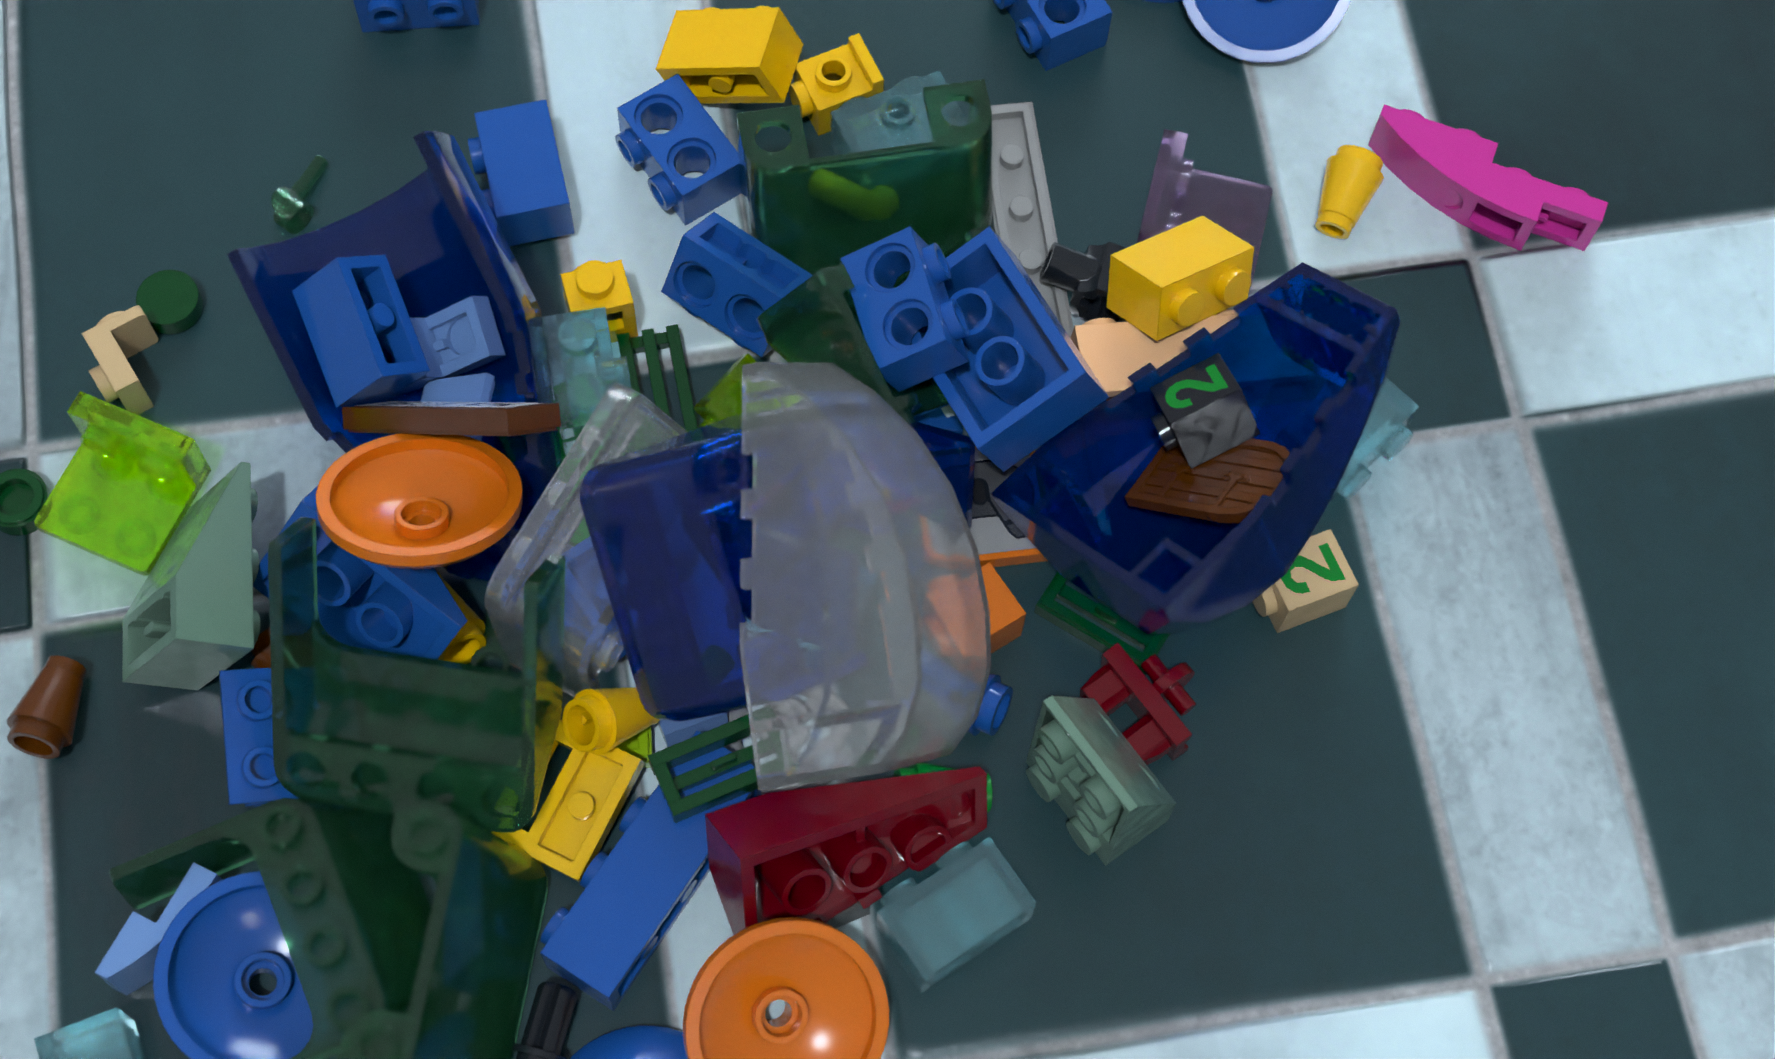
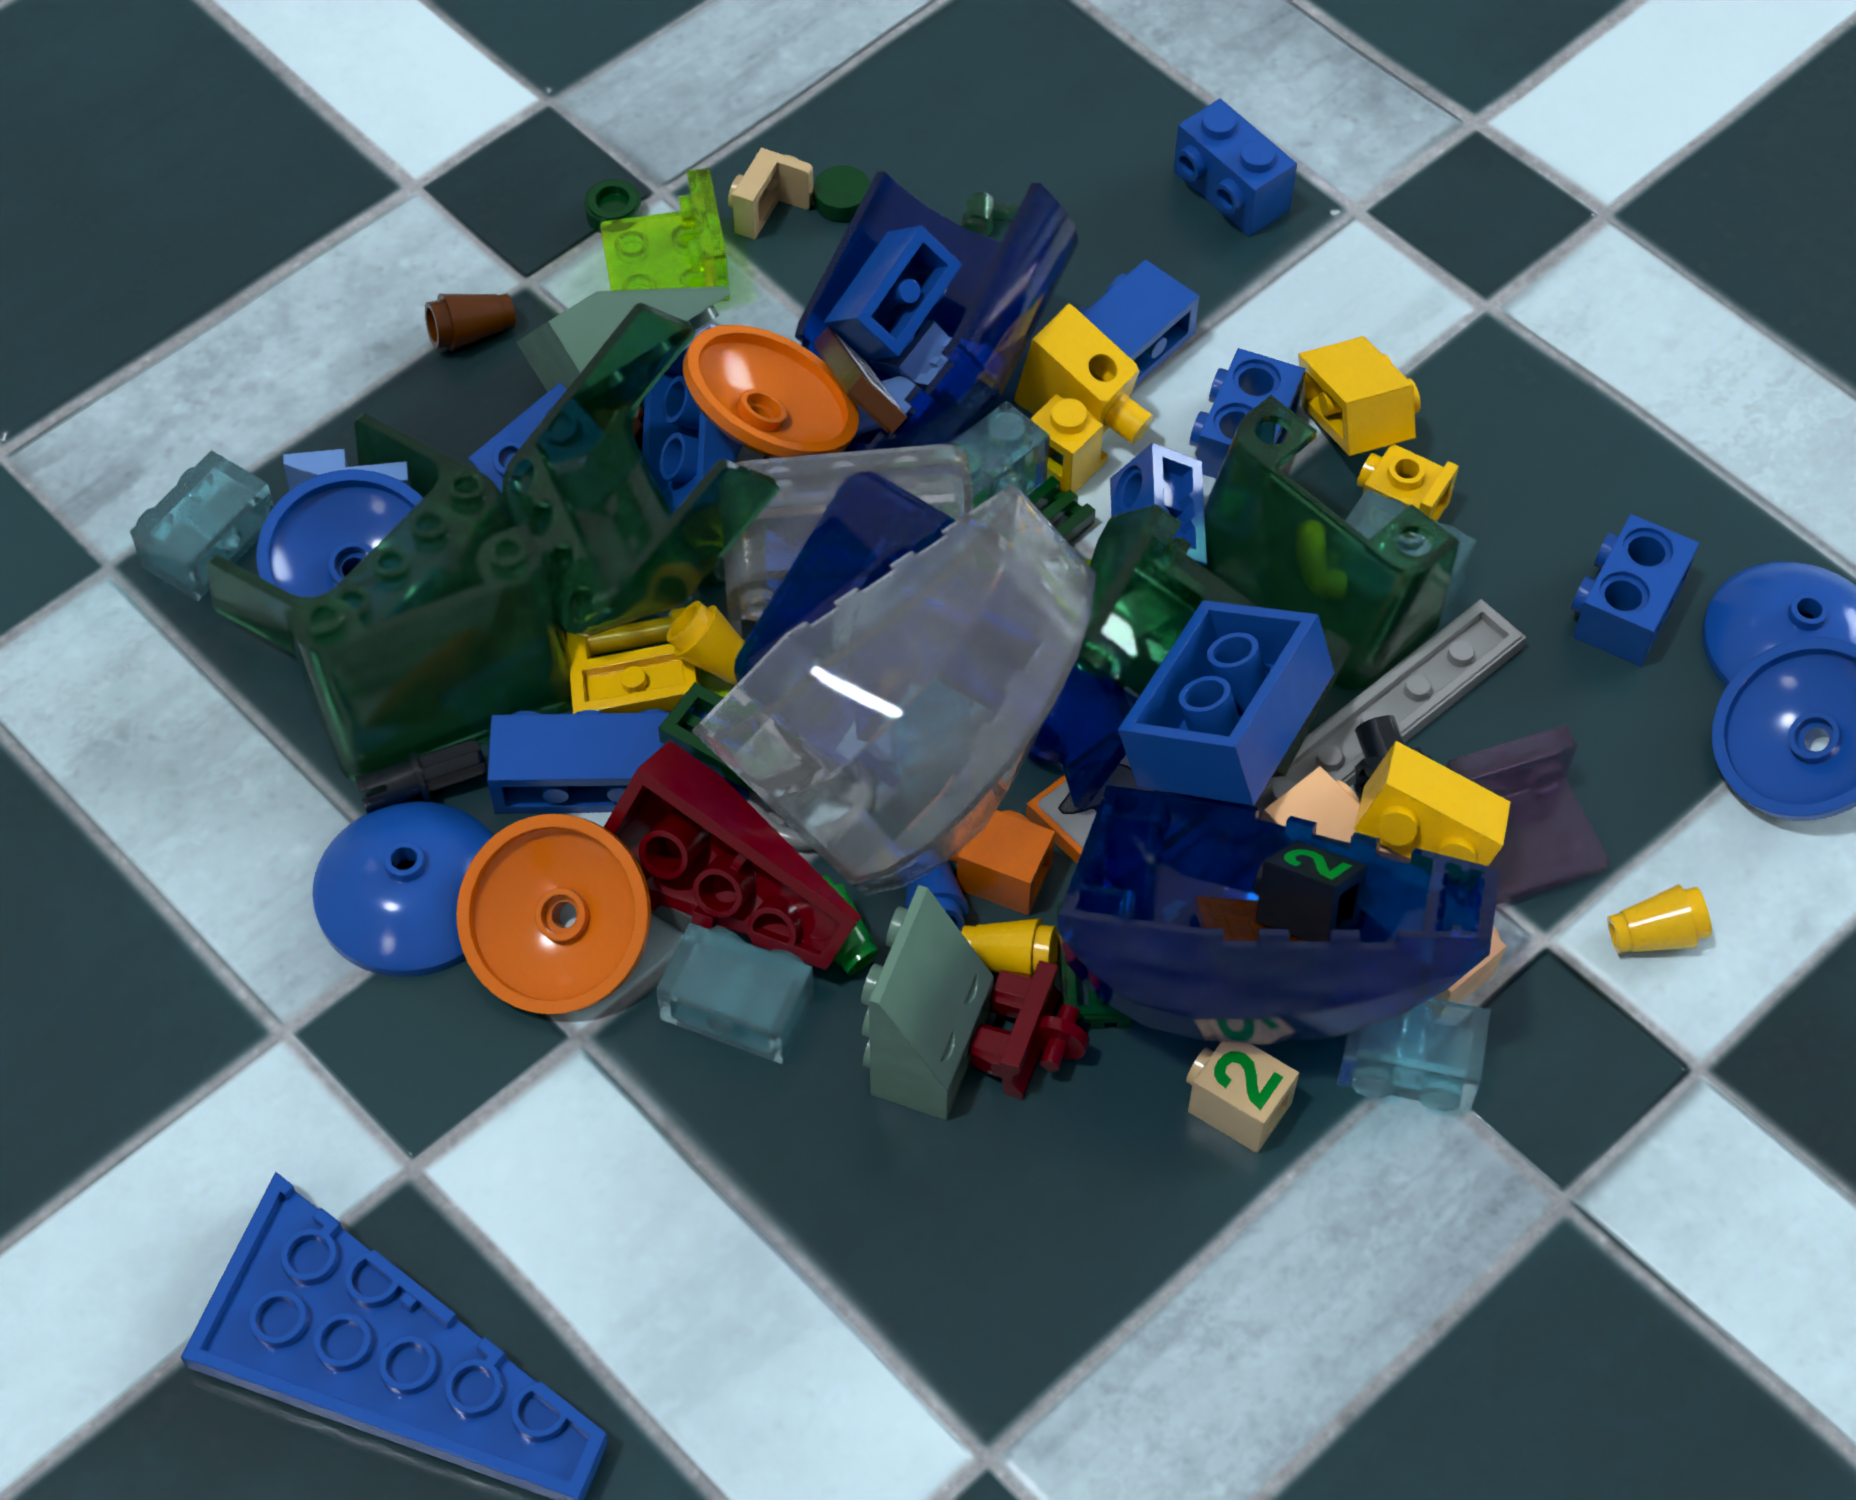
camera: 60 degrees right, 10 degrees down
(557, 236) = (1083, 364): none -> yellow torso
(895, 314) = (1192, 602): blue brick -> none
(1058, 666) = (1014, 944): none -> yellow cone
(1457, 177) = (1760, 1018): dark pink slope -> none

